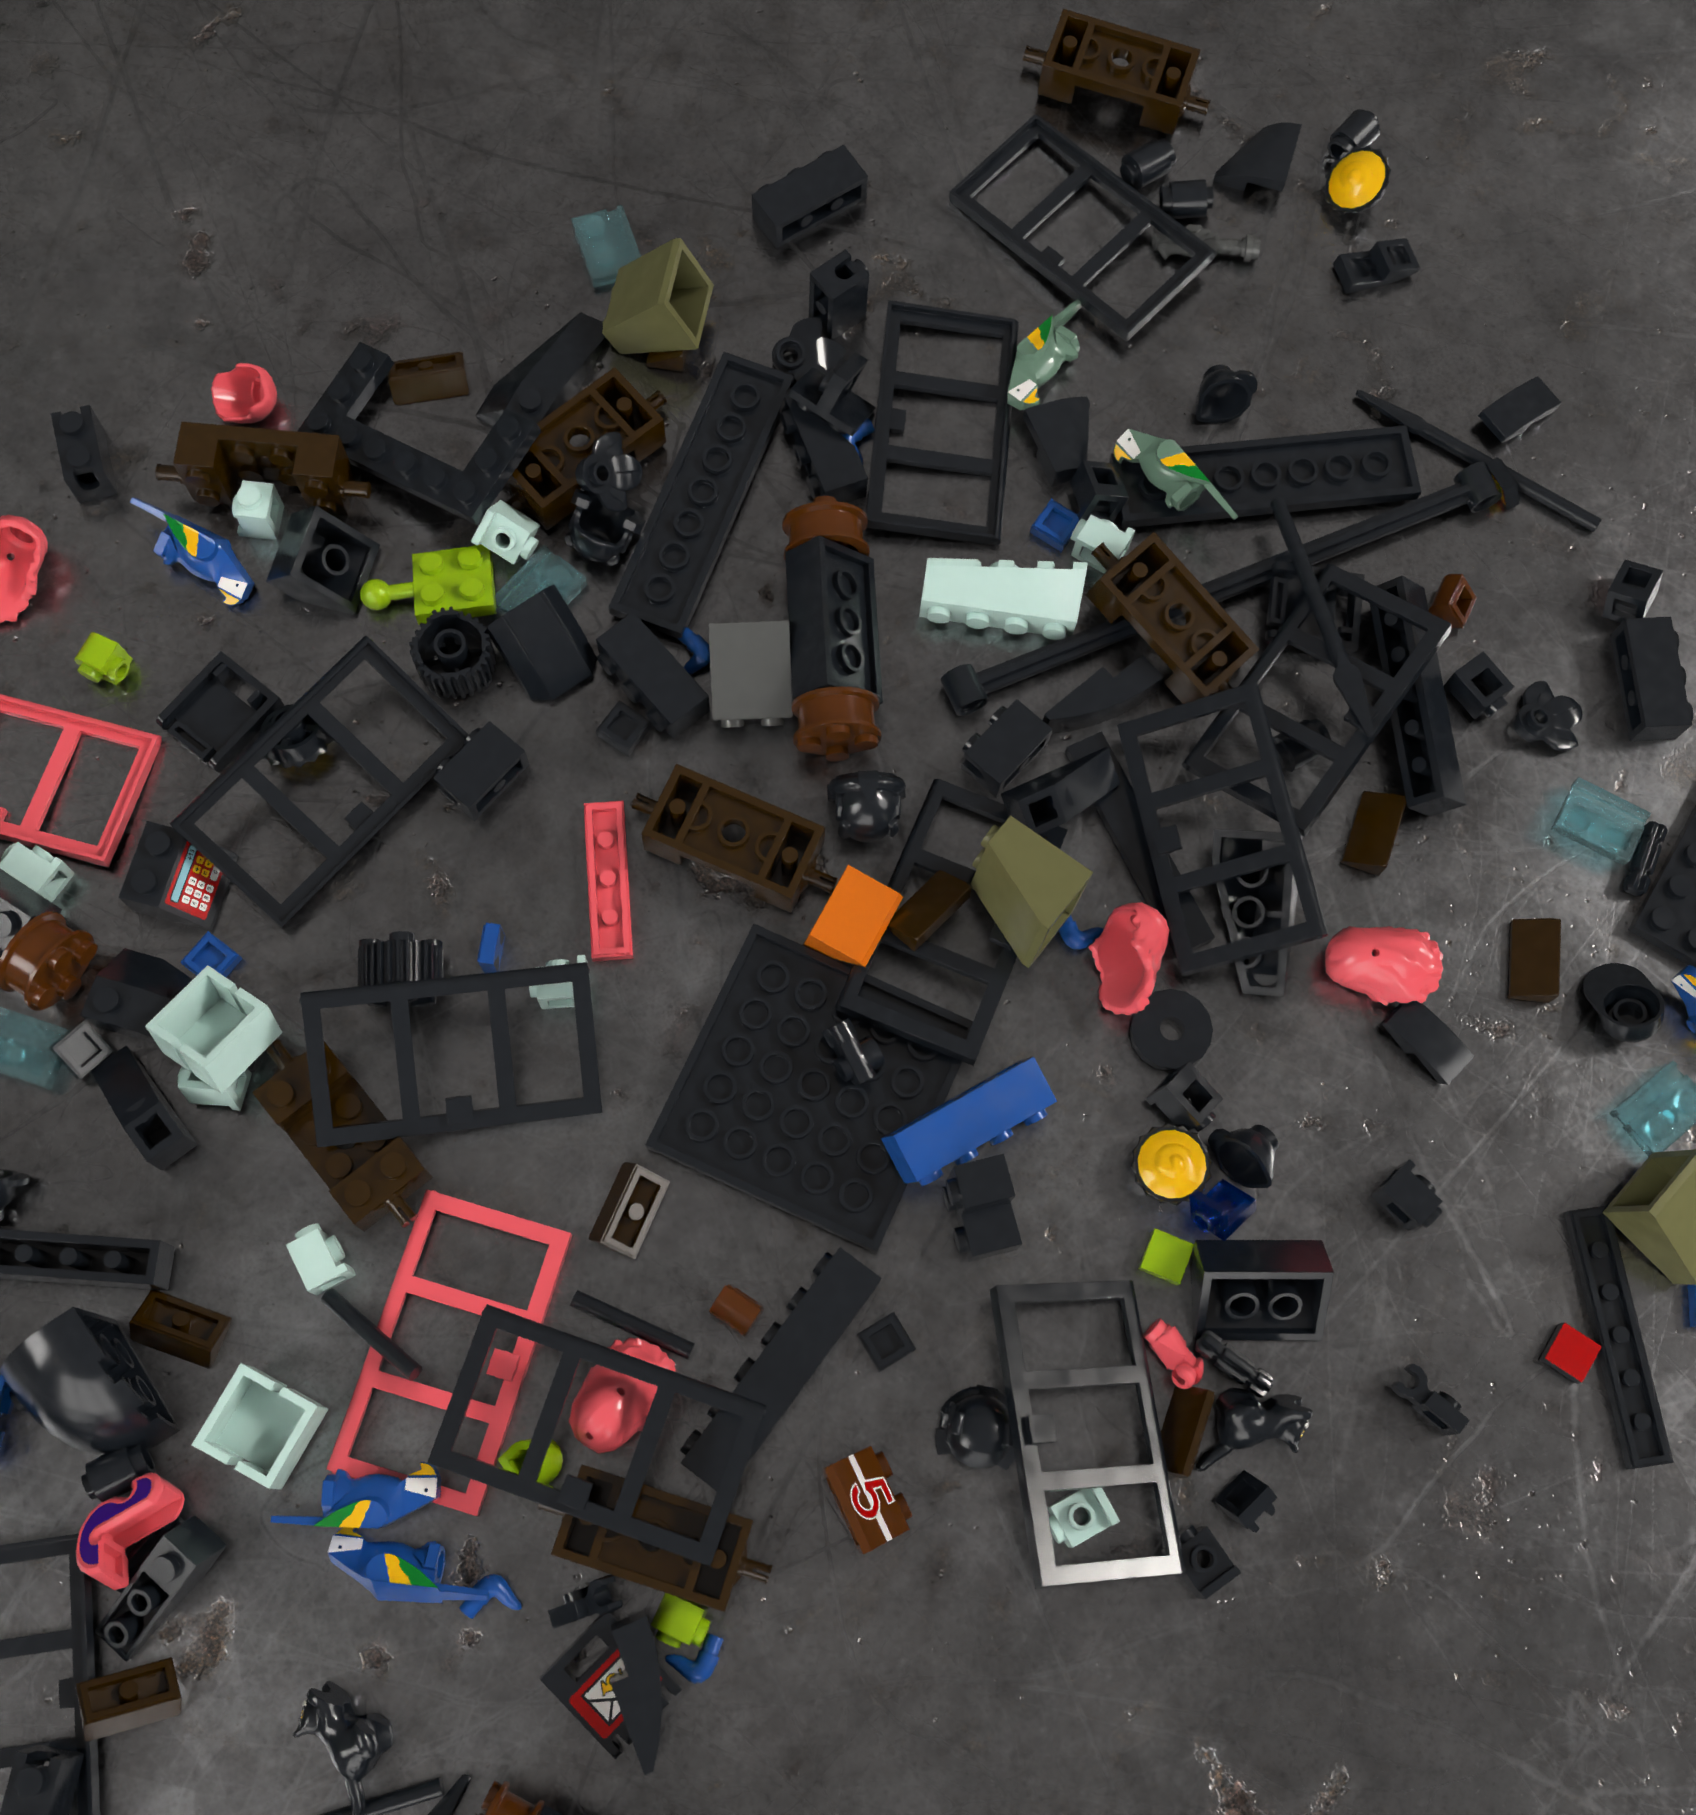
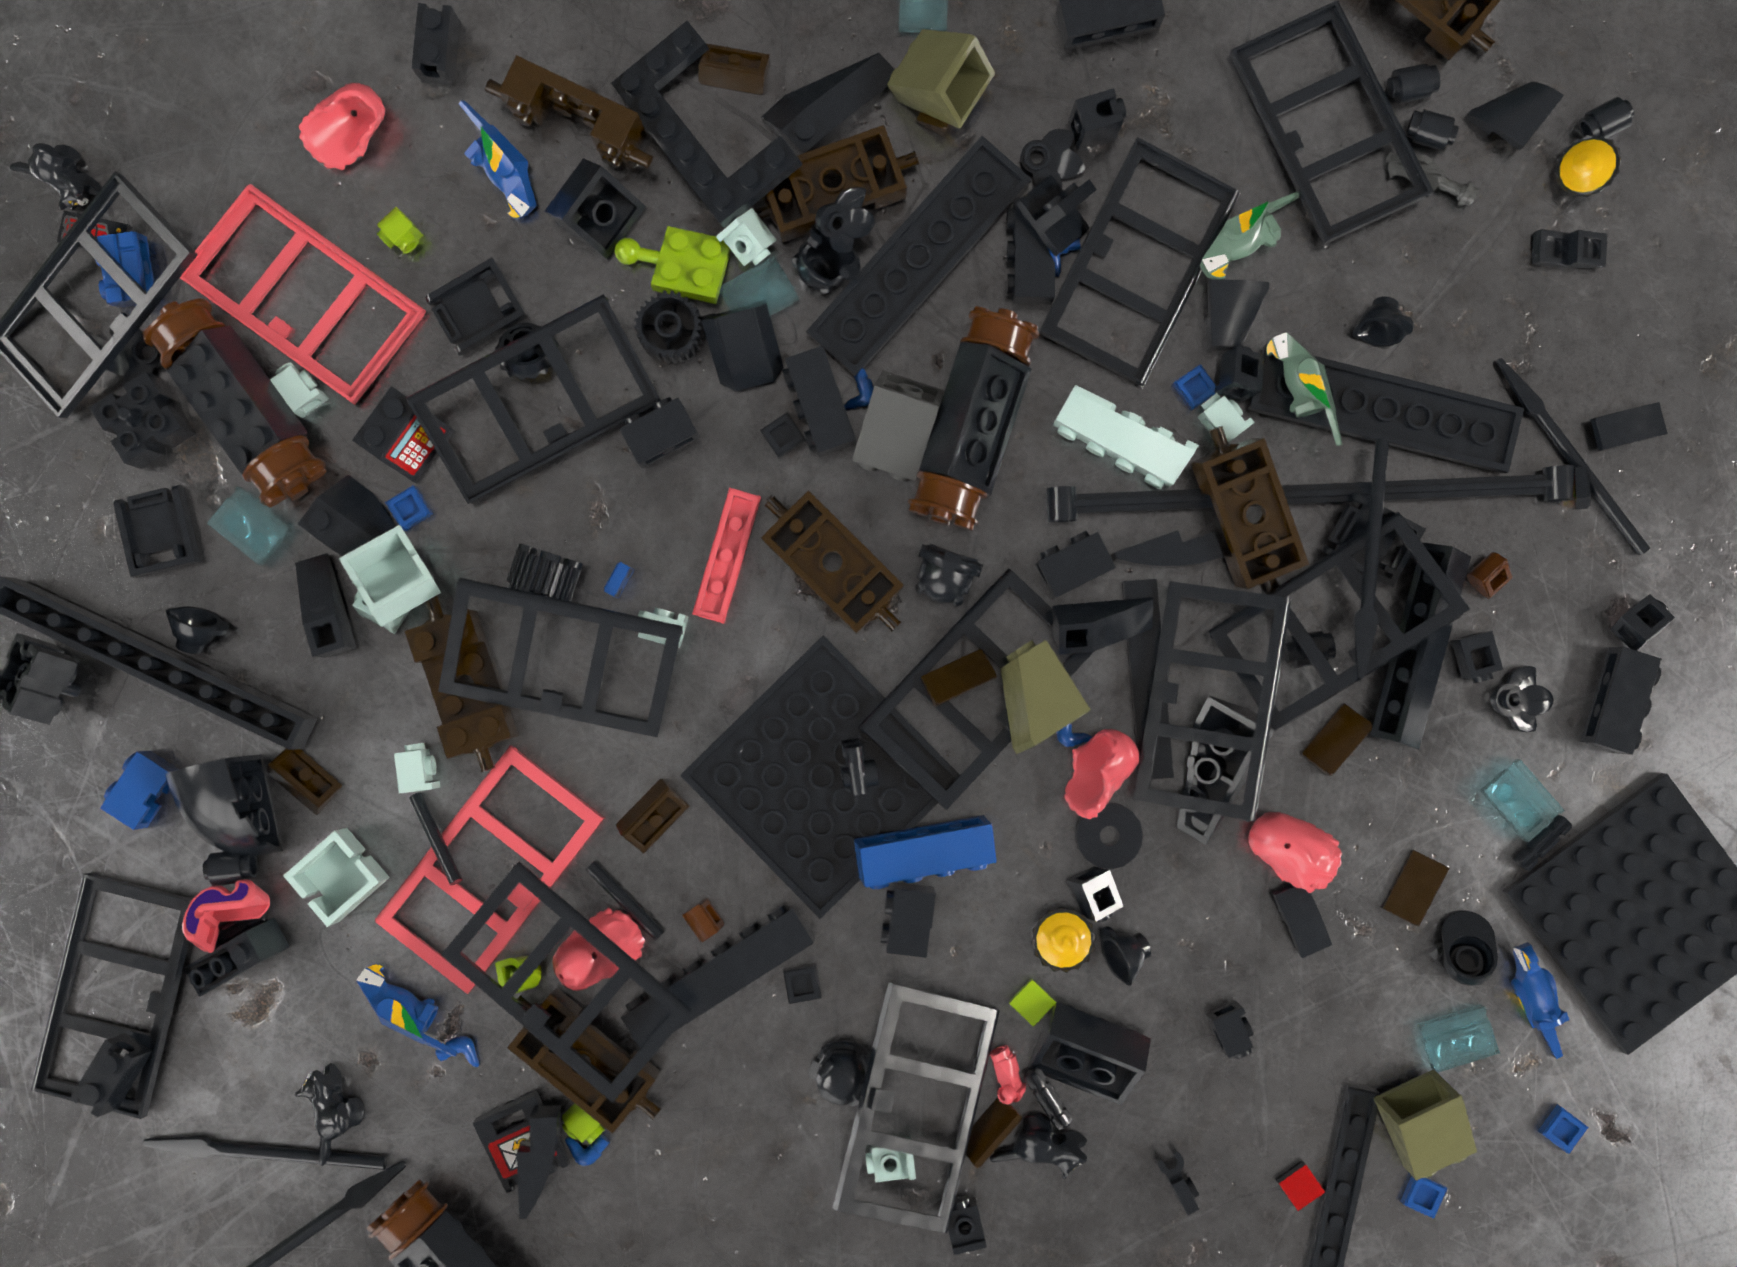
camera: 30 degrees right, 15 degrees up
(81, 1049) = (292, 545): black tile -> none
(128, 1699) = (192, 1024): dark brown slope -> none
(244, 394) = (578, 35): coral hair -> none
(258, 510) = (558, 144): light aqua brick -> none
(371, 1499) = (394, 957): blue animal -> none
(586, 1602) = (520, 1086): black plate -> none
(853, 918) = (898, 663): orange slope -> none
(867, 1499) = (742, 1092): reddish brown slope -> none
(1221, 1209) = (1086, 986): clear blue bracket -> none
(1246, 1500) = (1014, 1196): black tile -> none

